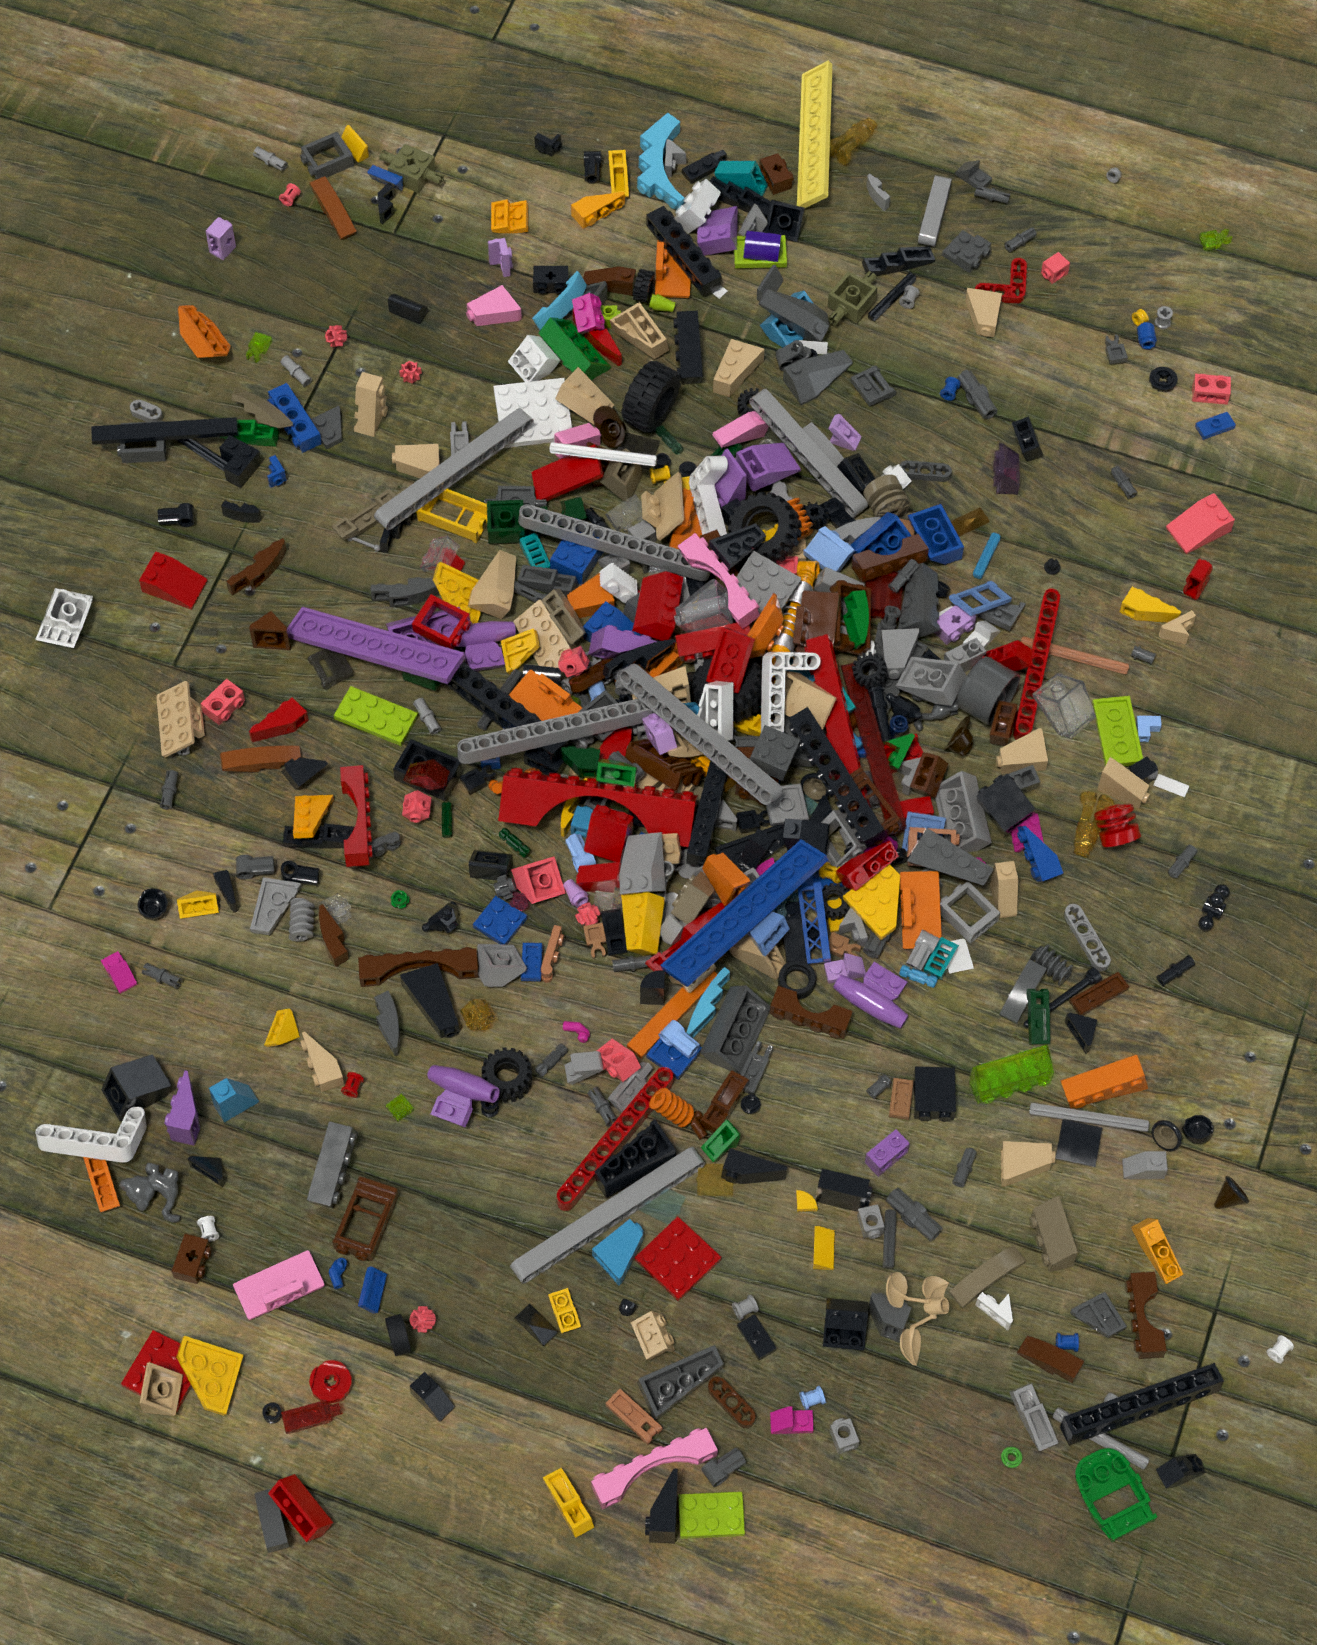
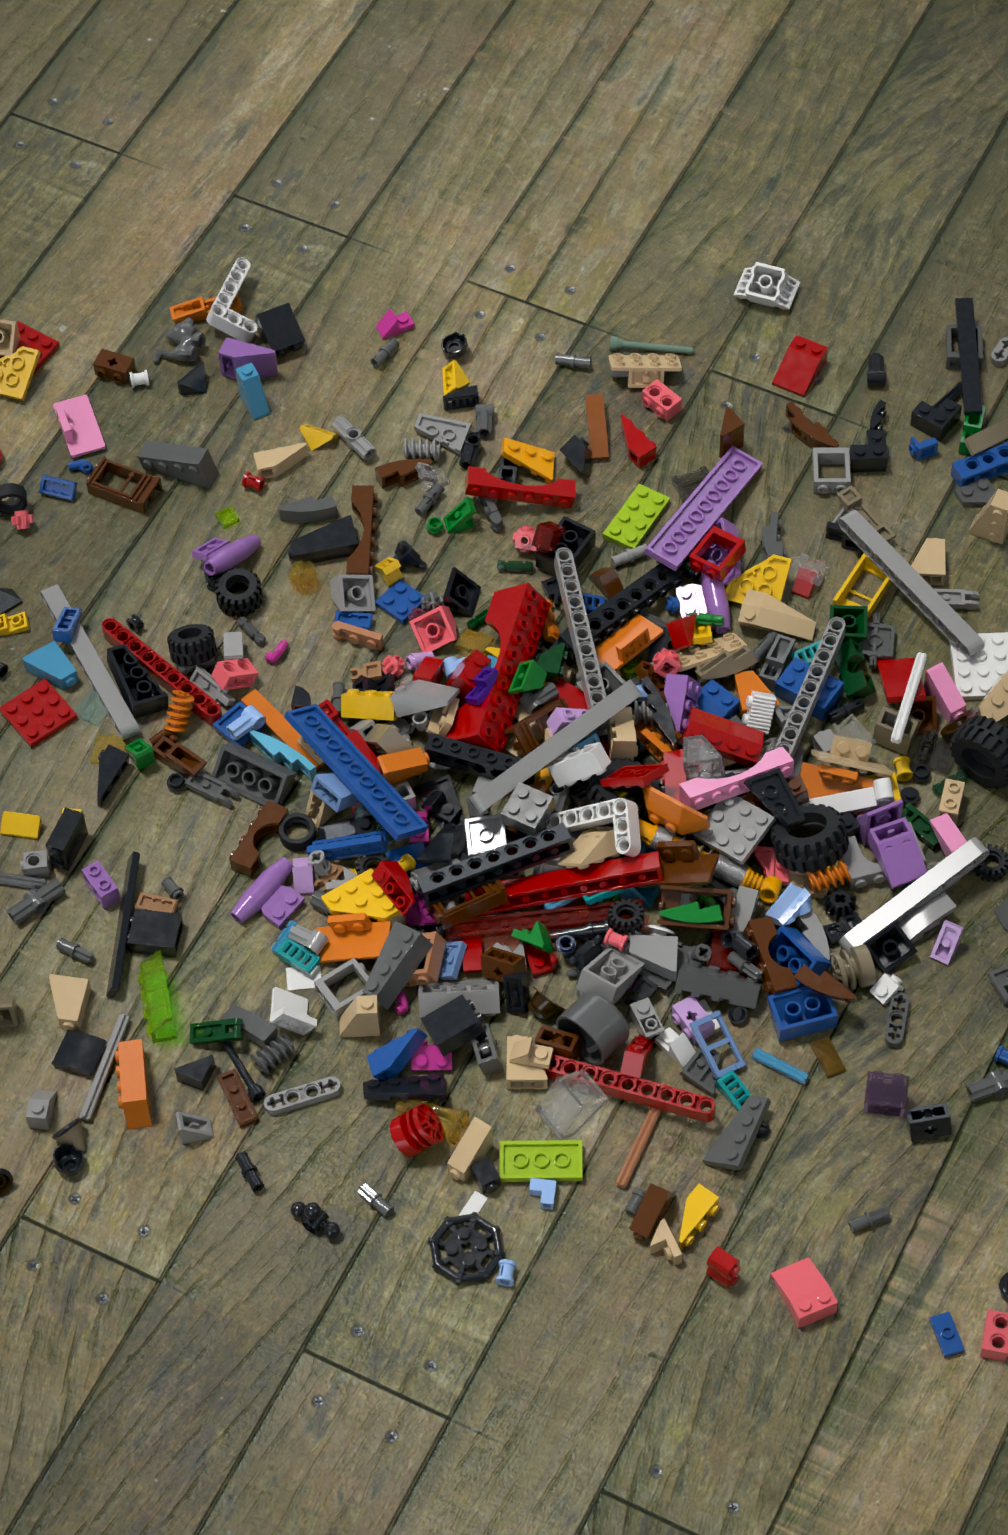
camera: 100 degrees right, 5 degrees down
(143, 751) = (616, 343): none -> sand green piece
(278, 998) = (353, 438): none -> light grey piece
(285, 510) = (872, 455): none -> black brick
(309, 560) = (827, 456): none -> light grey window
(366, 907) = (435, 492): none -> dark grey pin
(389, 873) = (460, 517): none -> green slope
(458, 731) = (606, 581): none -> reddish brown slope
(463, 933) = (389, 570): none -> yellow slope
(487, 672) = (673, 604): none -> blue plate
(508, 638) = (709, 619): none -> green axle
(527, 654) = (682, 631): none -> red slope
(548, 844) = (474, 640): none -> clear yellow piece
(553, 1176) = (135, 623): none -> black bush
(571, 1230) = (66, 626): none -> blue slope
(573, 1100) = (191, 644): none -> black tyre
(634, 805) = (484, 683): none -> dark purple slope
(695, 430) = (952, 798): none -> tan bracket
(838, 953) = (318, 868): none -> light grey bush
(885, 578) = (740, 944): none -> black piece
(895, 677) = (615, 939): none -> coral bush
(919, 510) = (824, 985): none -> reddish brown slope
(929, 1124) = (123, 925): none -> black tile
(954, 760) = (517, 992): none -> black slope
(1009, 955) = (291, 1012): none -> white bracket
(1016, 597) = (735, 1082): none -> teal slope
(1021, 740) = (529, 1054): none -> tan slope
(1065, 841) = (404, 1088): none -> black wing
(1071, 580) = (736, 1140): none -> dark grey wing
(1141, 1026) = (193, 1127): none -> light grey slope
(1151, 637) = (651, 1211): none -> reddish brown slope
(1216, 773) = (477, 1244): none -> black plate
(1226, 745) = (506, 1272): none -> light blue bush

